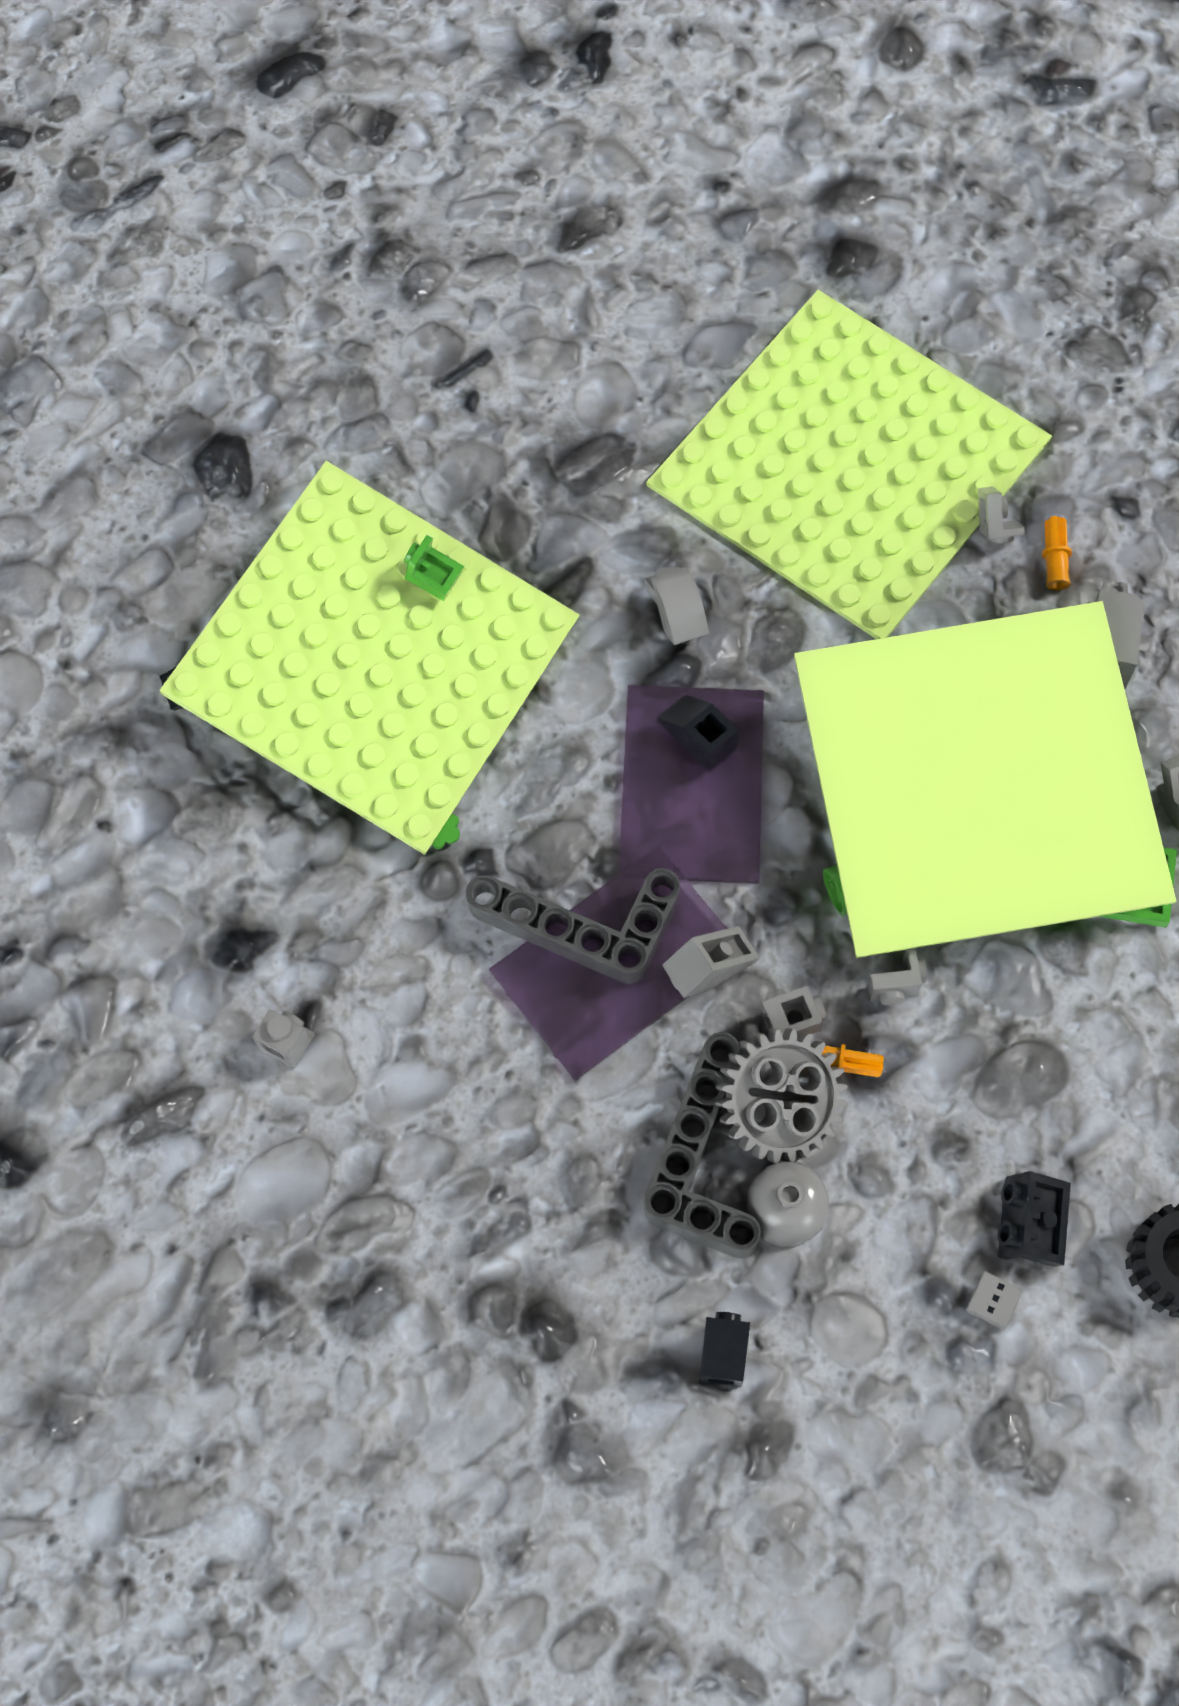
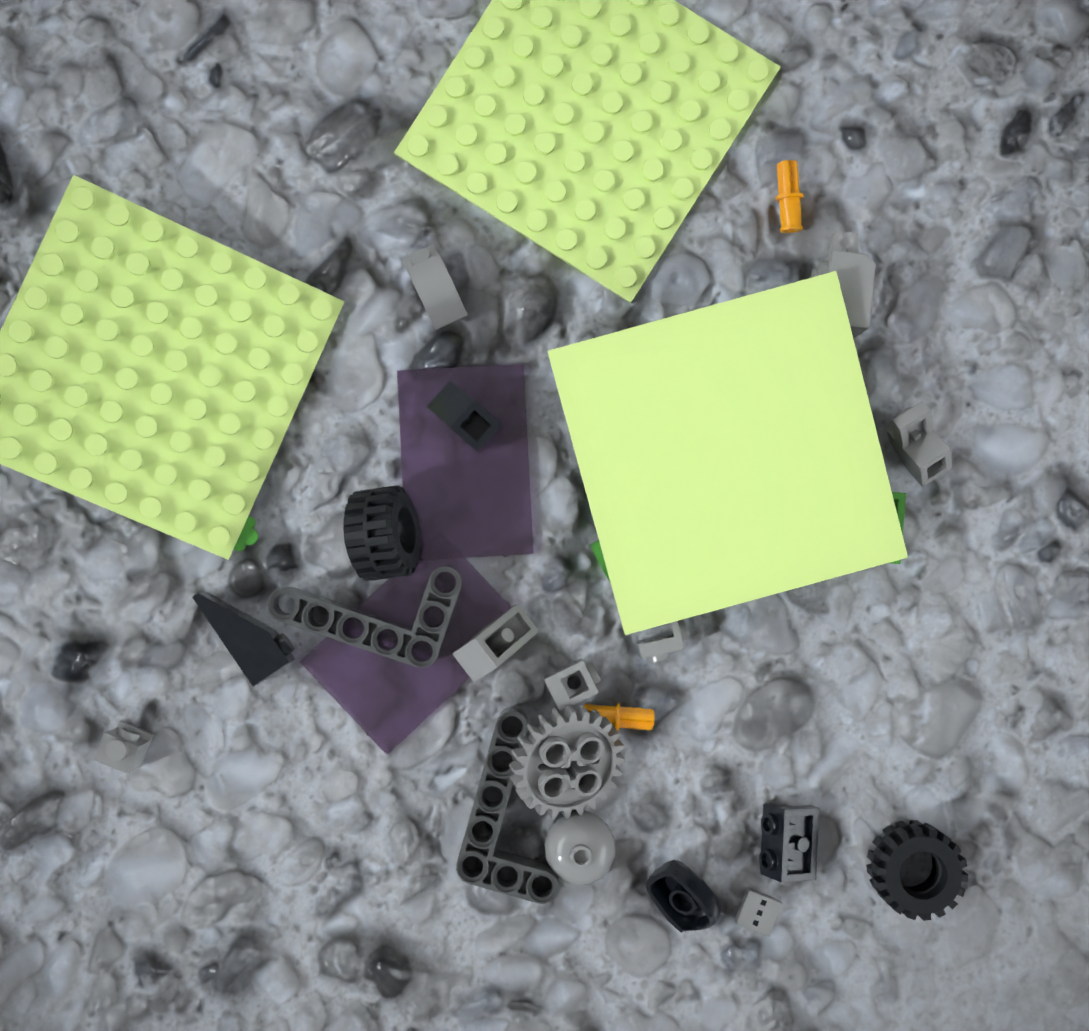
camera: 15 degrees left, 20 degrees up
(431, 569) = (193, 284): bright green bracket -> none
(438, 936) = (250, 642): none -> black slope
(599, 829) = (382, 533): none -> black tyre
(724, 1349) = (535, 985): black slope -> none
(906, 1266) = (683, 897): none -> black piece
(992, 511) = (729, 168): light grey bracket -> none

